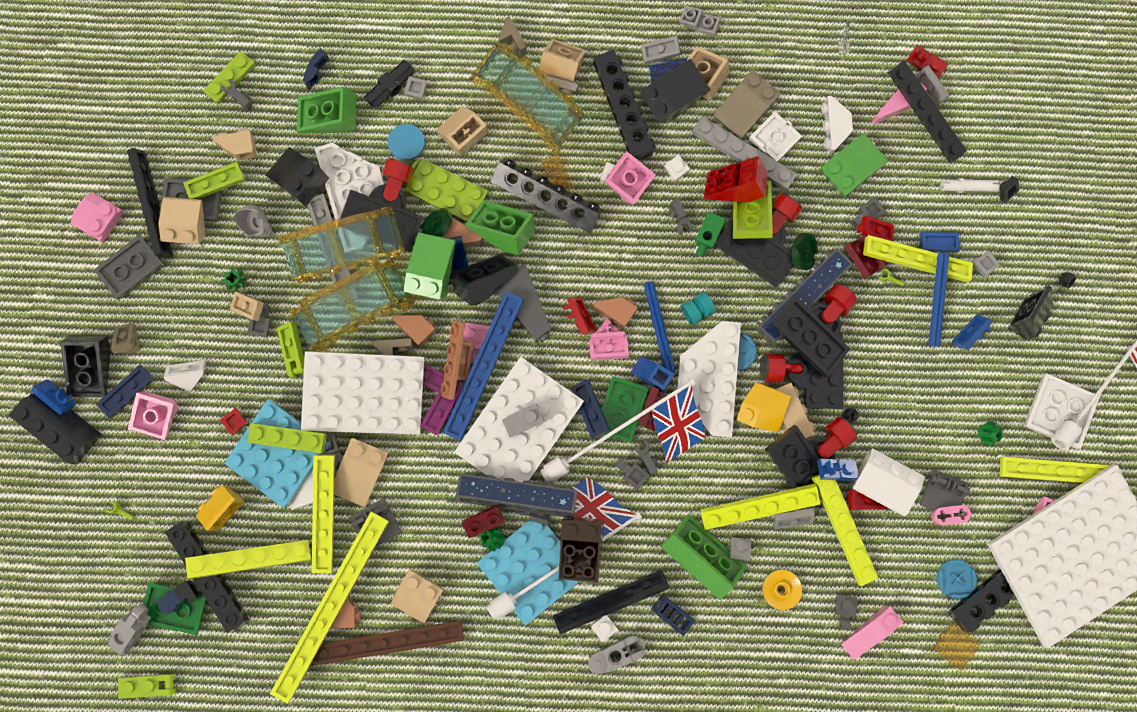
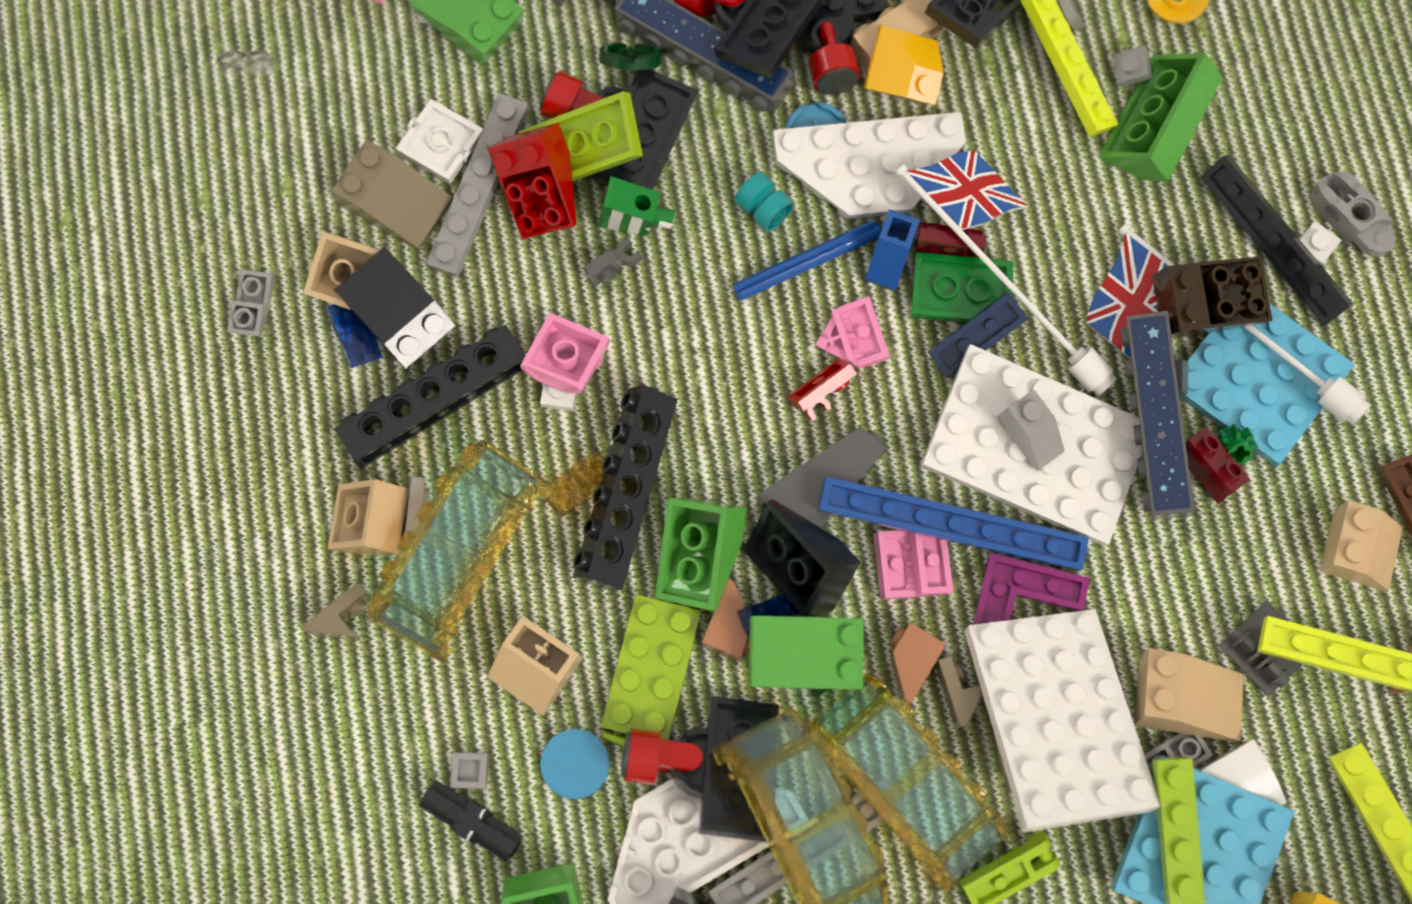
camera: 95 degrees left, 5 degrees down
(323, 513) = (1283, 736): neon yellow plate -> none
(437, 222) = (720, 666): dark green tile -> none
(458, 360) = (959, 569): nougat bracket -> none
(616, 310) = (797, 329): nougat slope -> none
(634, 475) = (1062, 248): dark grey plate -> none
(649, 462) = (1037, 227): dark grey plate -> none
(658, 606) = (1257, 165): dark blue slope -> none
(660, 49) = (318, 353): light grey plate -> none
(676, 168) = (525, 288): white plate -> none
(836, 124) = (400, 50): white slope -> none

